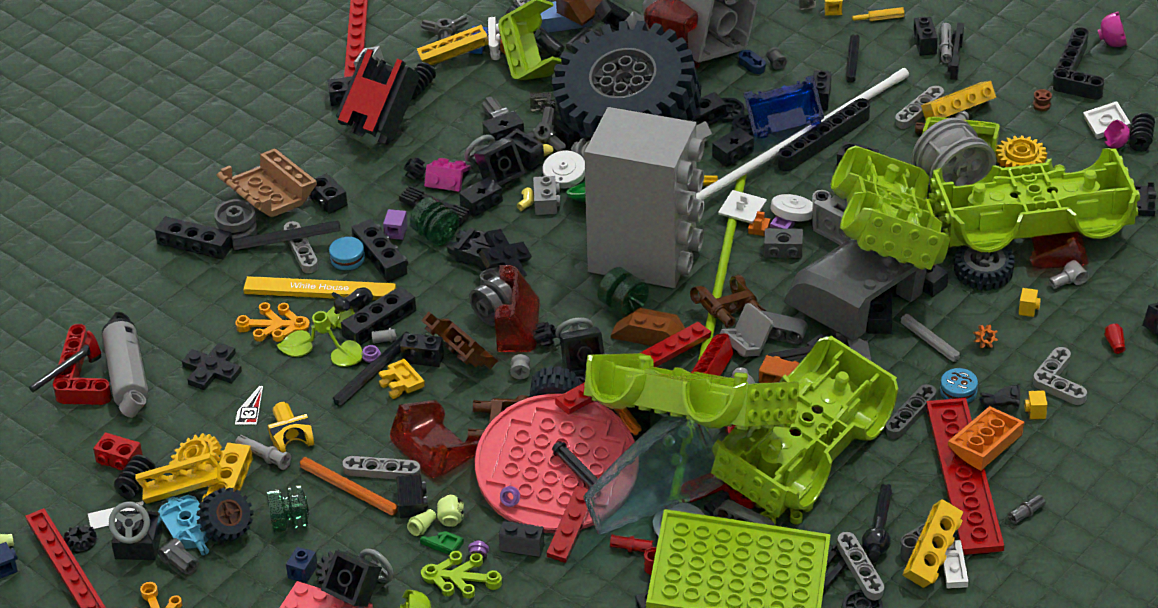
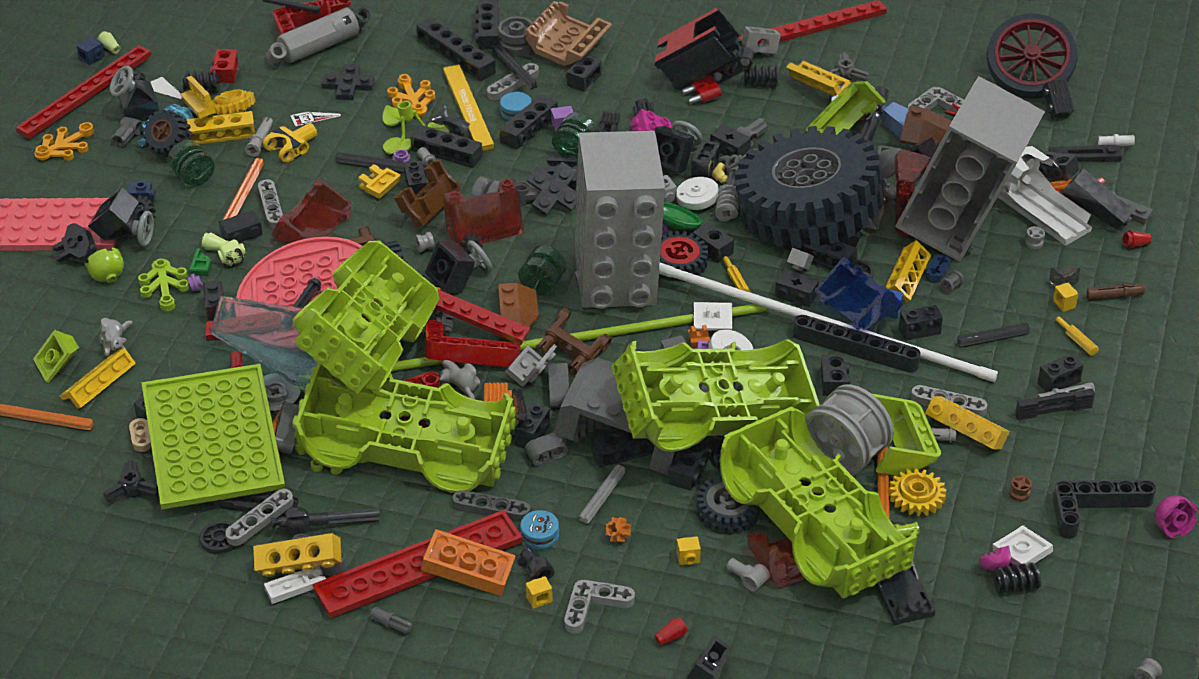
camera: 65 degrees right, 0 degrees up
(219, 271) = (456, 49): none -> black brick
(413, 122) = (704, 89): none -> red piece
(506, 500) = (251, 276): medium lavender plate -> none
(742, 77) = (905, 266): none -> yellow fence

